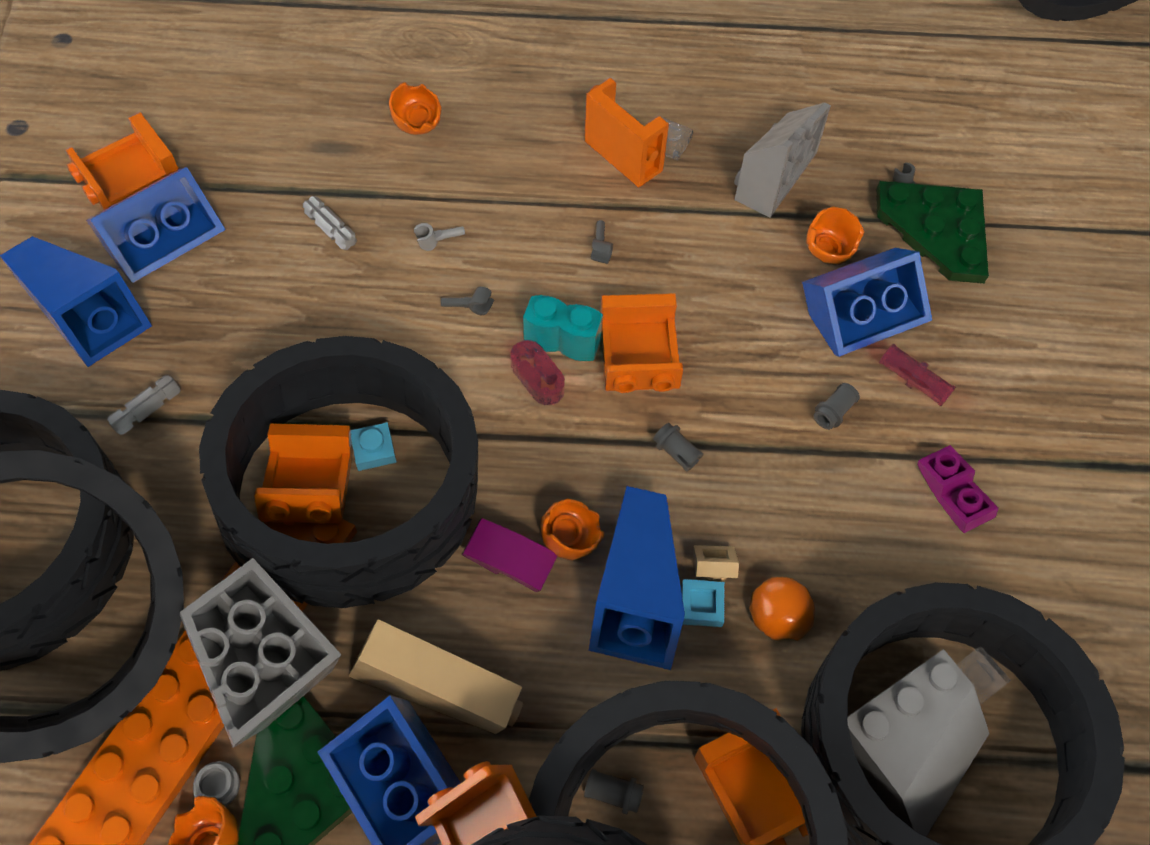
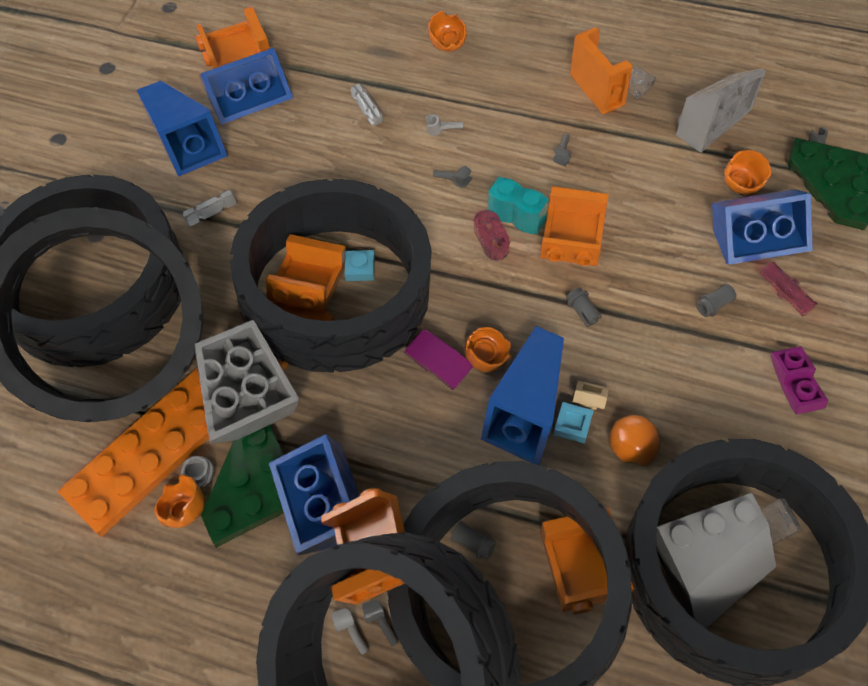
camera: 20 degrees right, 0 degrees up
(436, 679) = (363, 432): tan slope -> none

